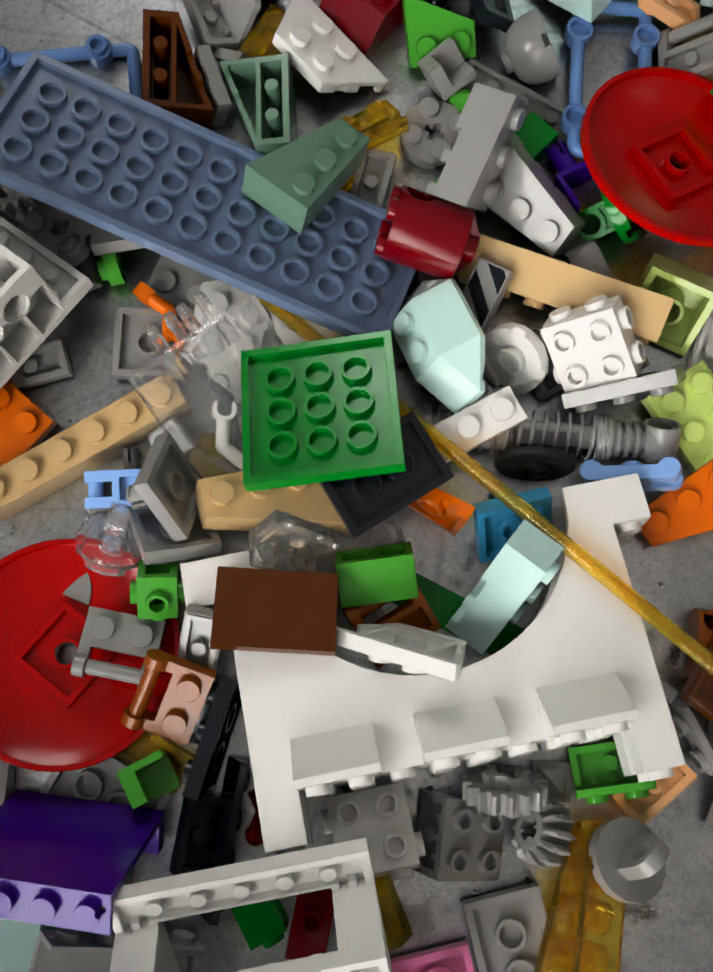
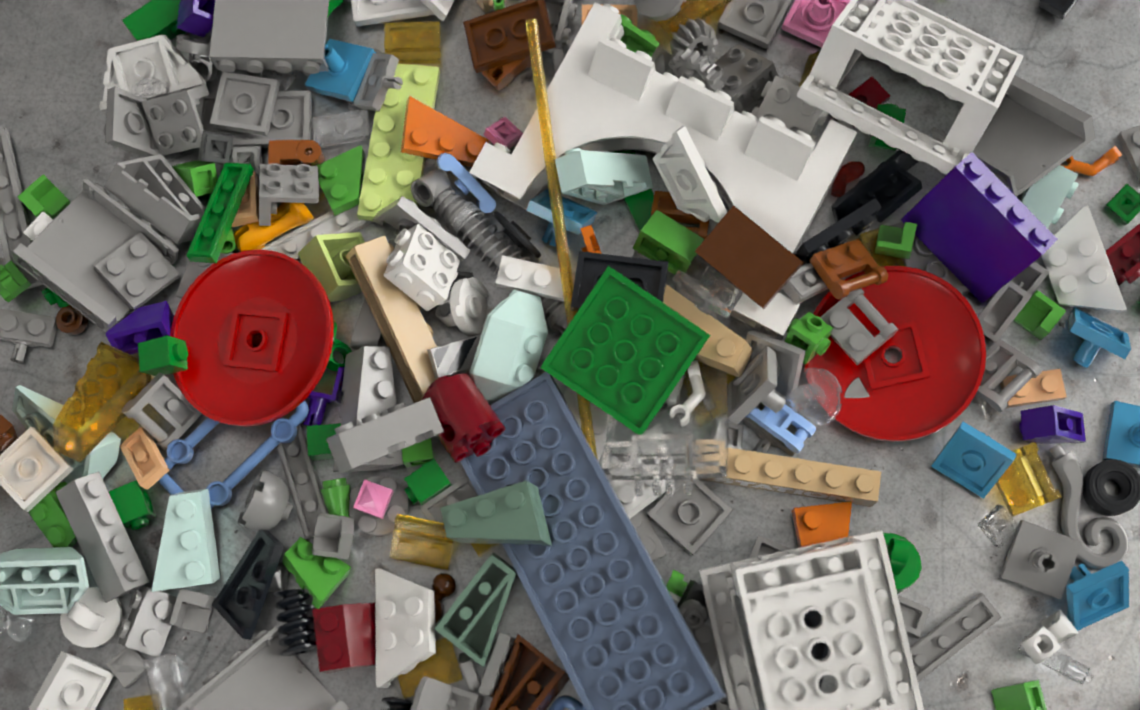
camera: 135 degrees left, 5 degrees down
(151, 299) = (666, 537): orange arm -> none
(317, 109) = (443, 586): none -> reddish brown plate
(410, 170) = (426, 482): none -> green brick
(440, 123) = (373, 499): none -> bright pink tile
(644, 564) = (504, 133): none -> bright pink tile

